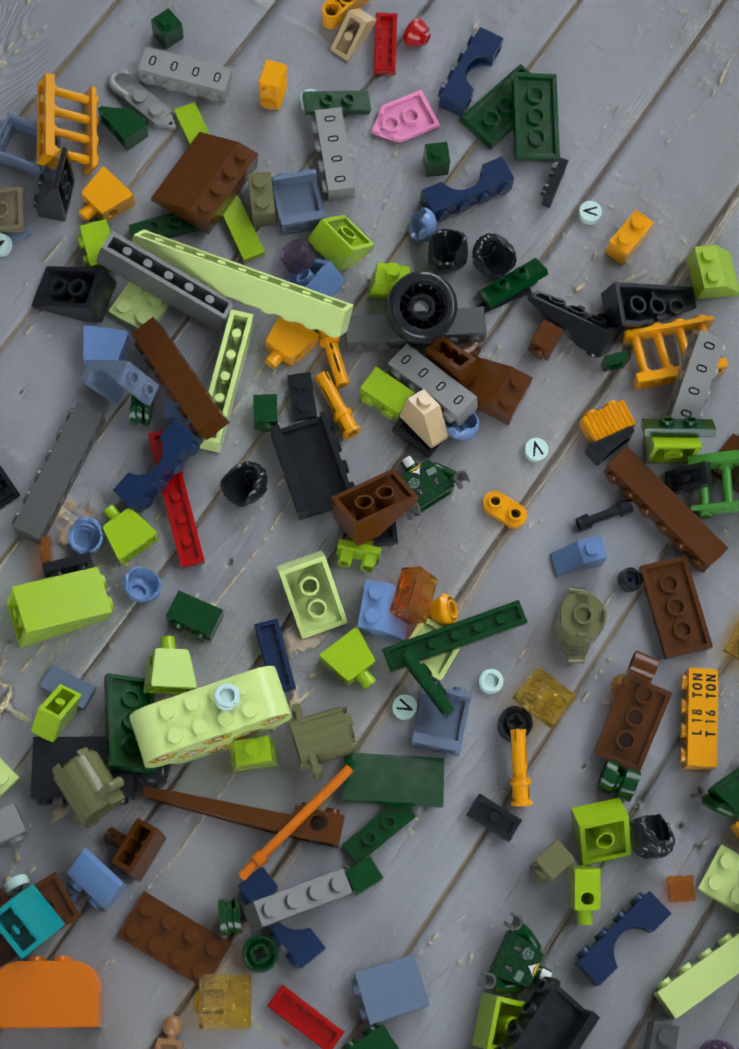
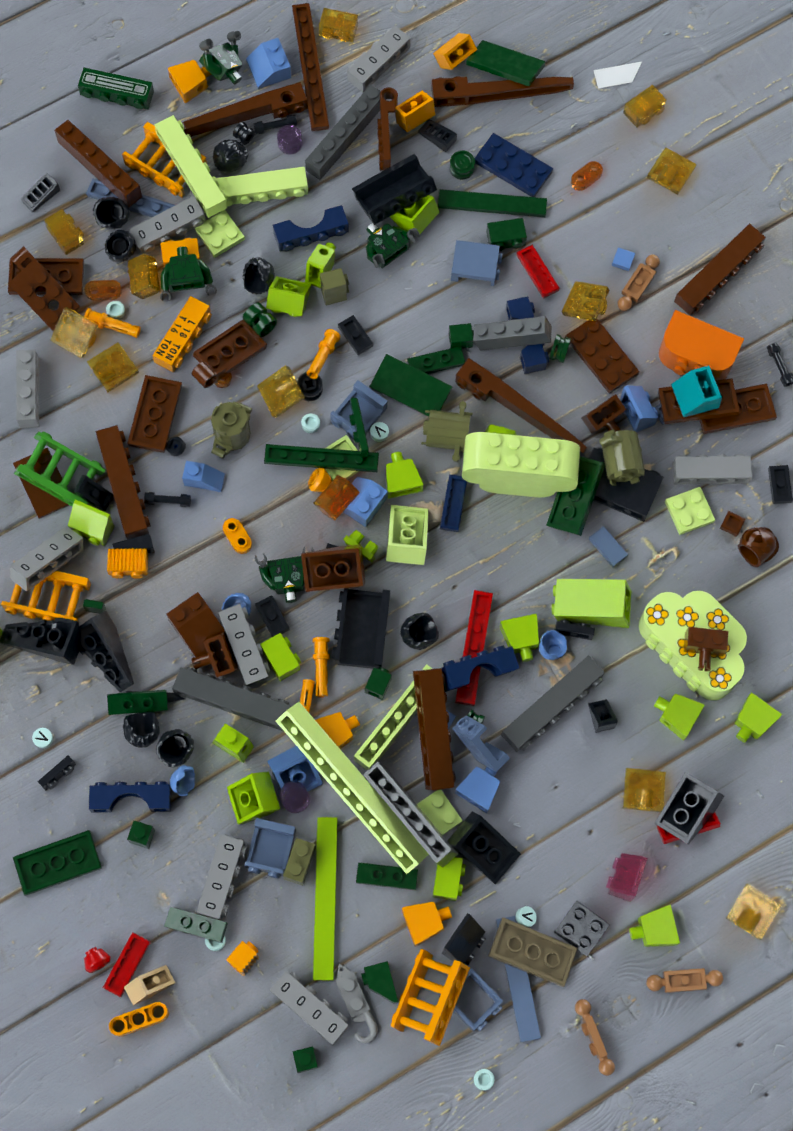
camera: 150 degrees left, 0 degrees up
(16, 884) = (693, 430): light aqua tile -> none
(46, 549) = (585, 648): clear orange tile -> none
(56, 713) = (624, 523): lime brick -> none
(141, 584) = (526, 592): medium blue hair -> none
(169, 669) = (533, 522): lime torso -> none
(194, 616) = (498, 554): dark green brick -> none
(206, 180) = (337, 896): reddish brown slope -> none
(227, 697) = (507, 454): light aqua tile -> none
(259, 858) = (525, 370): orange bar -> none
(259, 954) = (554, 317): dark green wheel -> none
(302, 396) = (344, 686): black plate -> none
(405, 118) = (145, 887): bright pink tile -> none
(424, 289) = (224, 696): black wheel -> none
(425, 418) = (263, 619): tan slope -> none
(481, 51) = (49, 921): dark blue arch -> none
(535, 117) = (40, 835): dark green plate -> none
(536, 450) = (190, 569): light aqua tile -> none
(545, 340) = (138, 645): reddish brown brick -> none
(629, 237) = (25, 699): light orange brick -> none
(672, 427) = (81, 526): dark green plate -> none
(681, 888) = (255, 242): clear orange tile -> none

